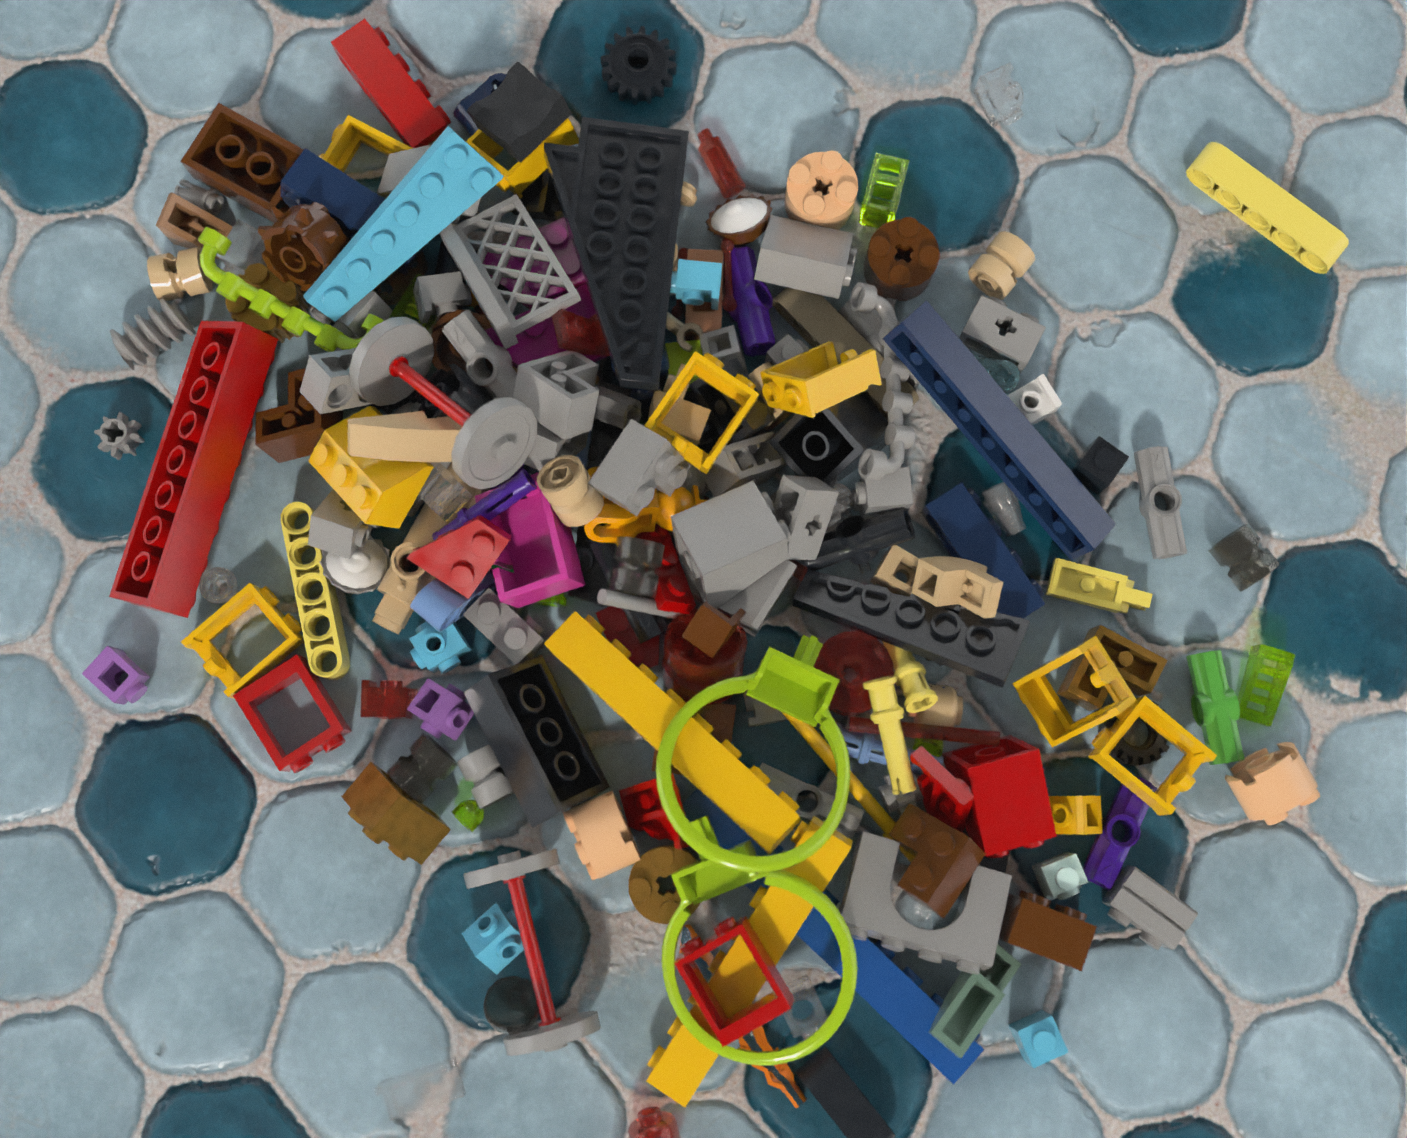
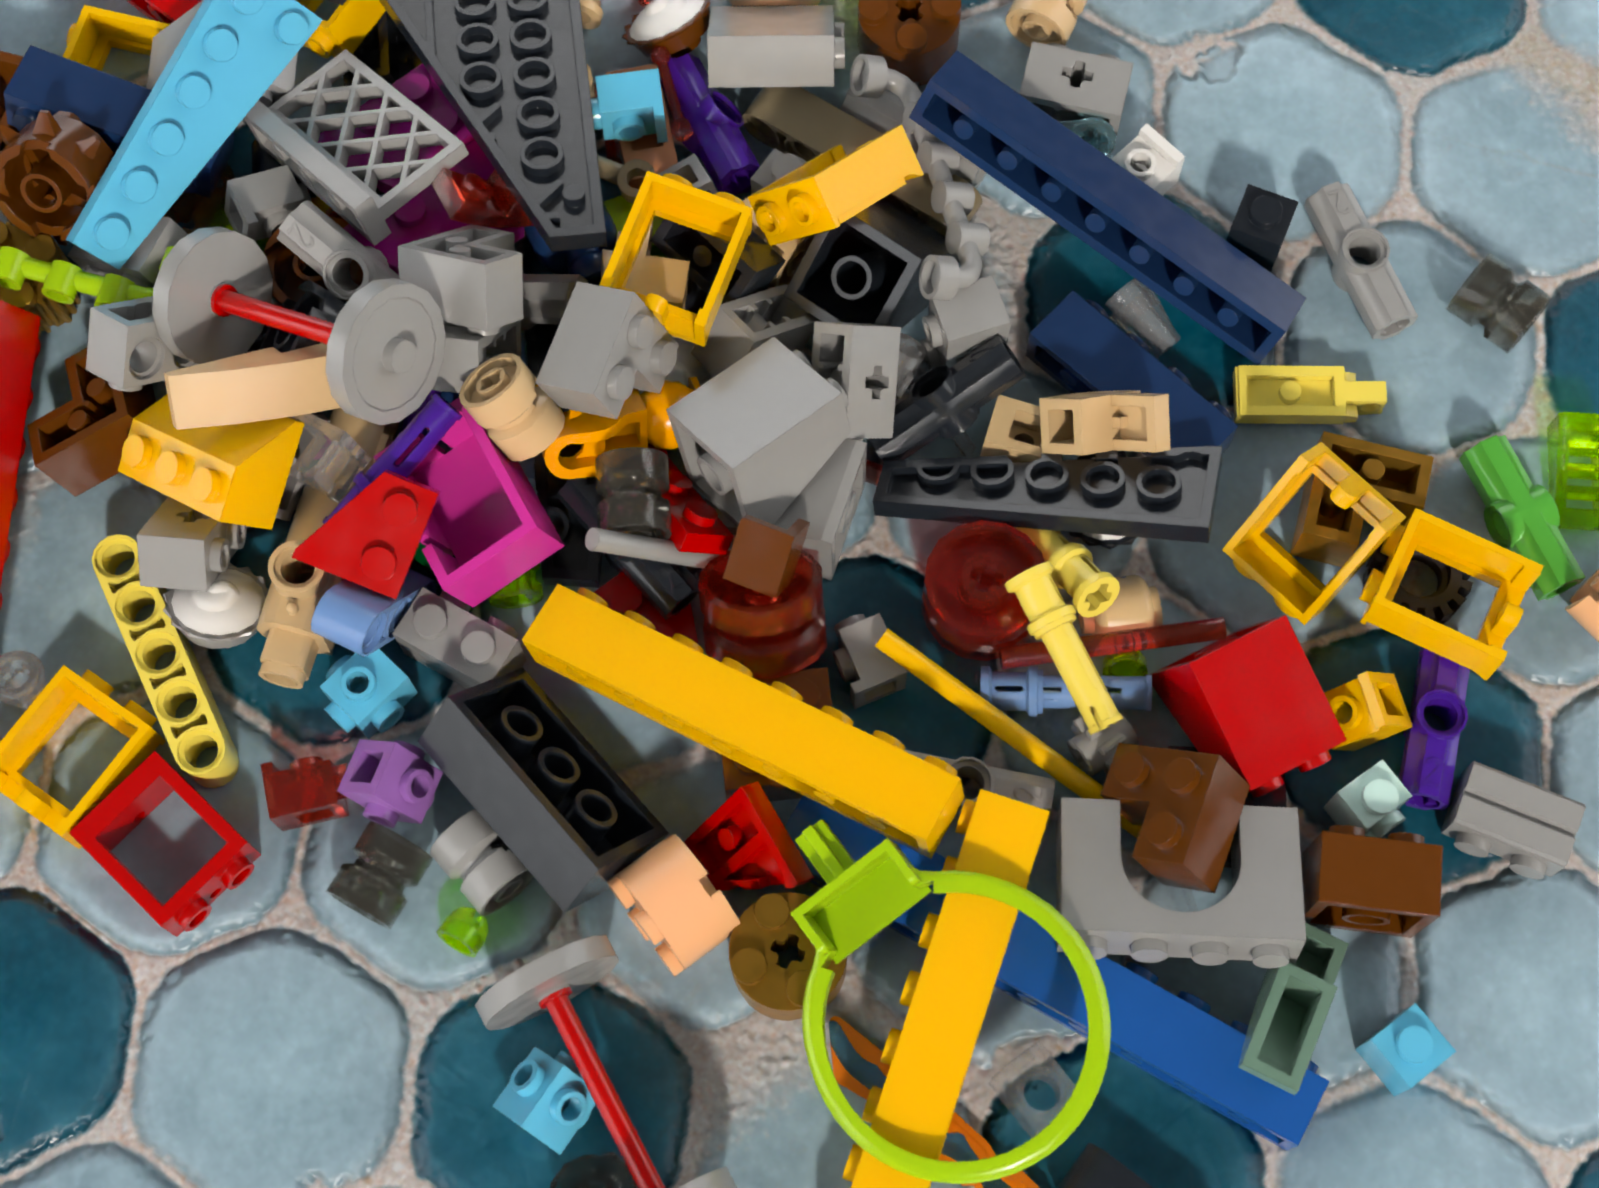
camera: 10 degrees left, 10 degrees down
(393, 815) = (348, 946): pearl gold brick -> none
(751, 1017) = (968, 1100): red window -> none
(792, 688) = (903, 612): lime brick -> none
(943, 794) = (1161, 708): red wing -> none

